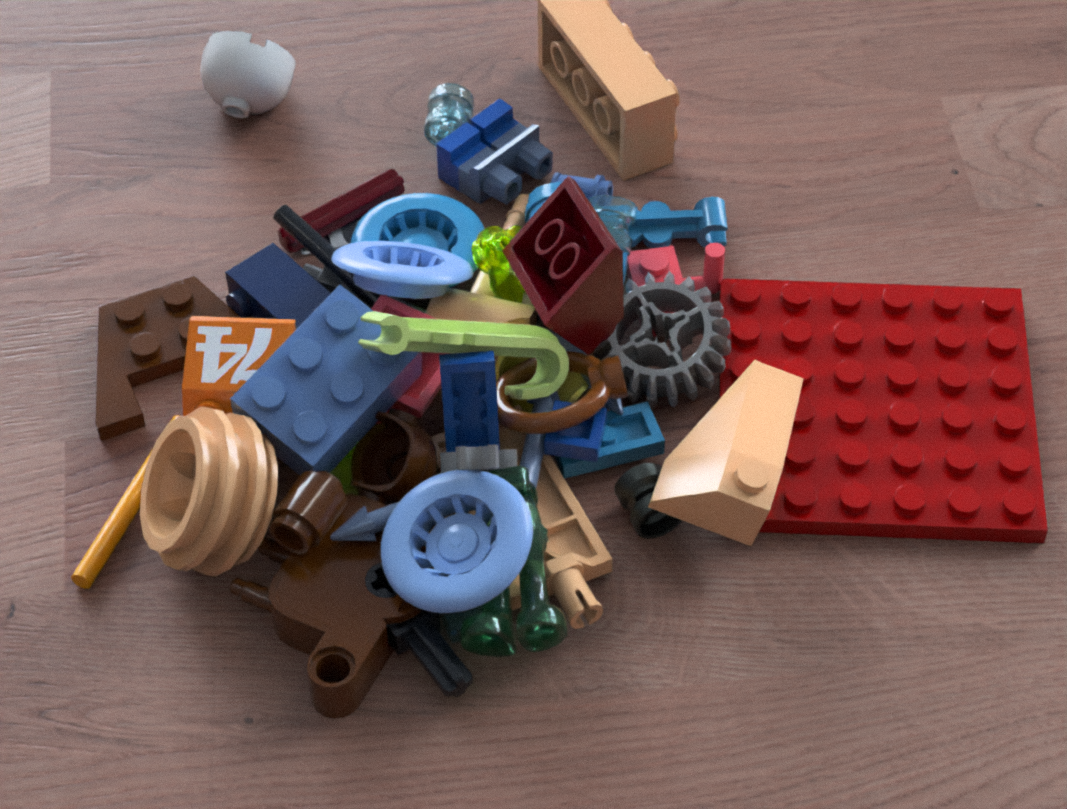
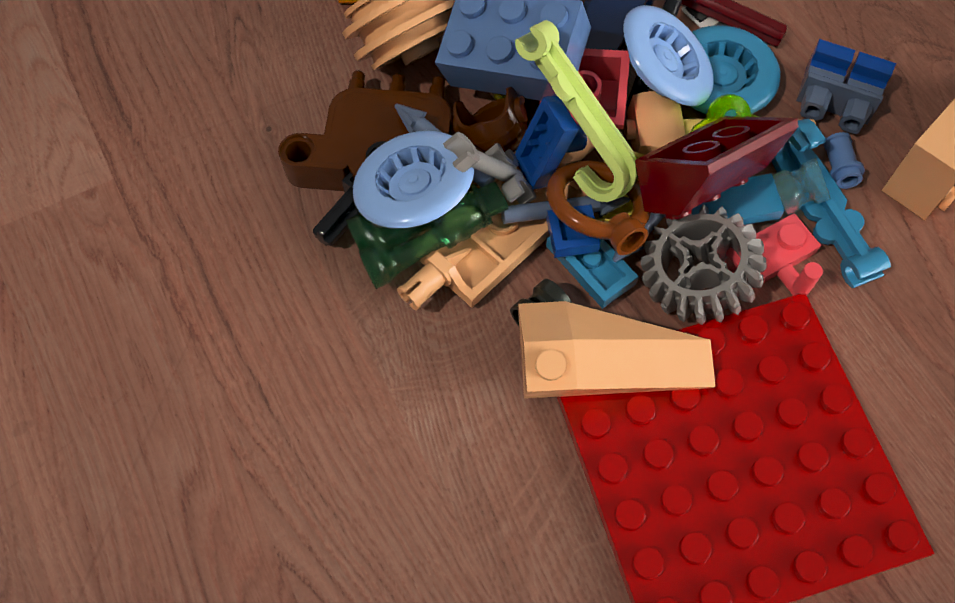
camera: 70 degrees right, 15 degrees up
(308, 511) = (408, 80): reddish brown brick -> none
(448, 109) = (874, 39): clear light blue wheel -> none

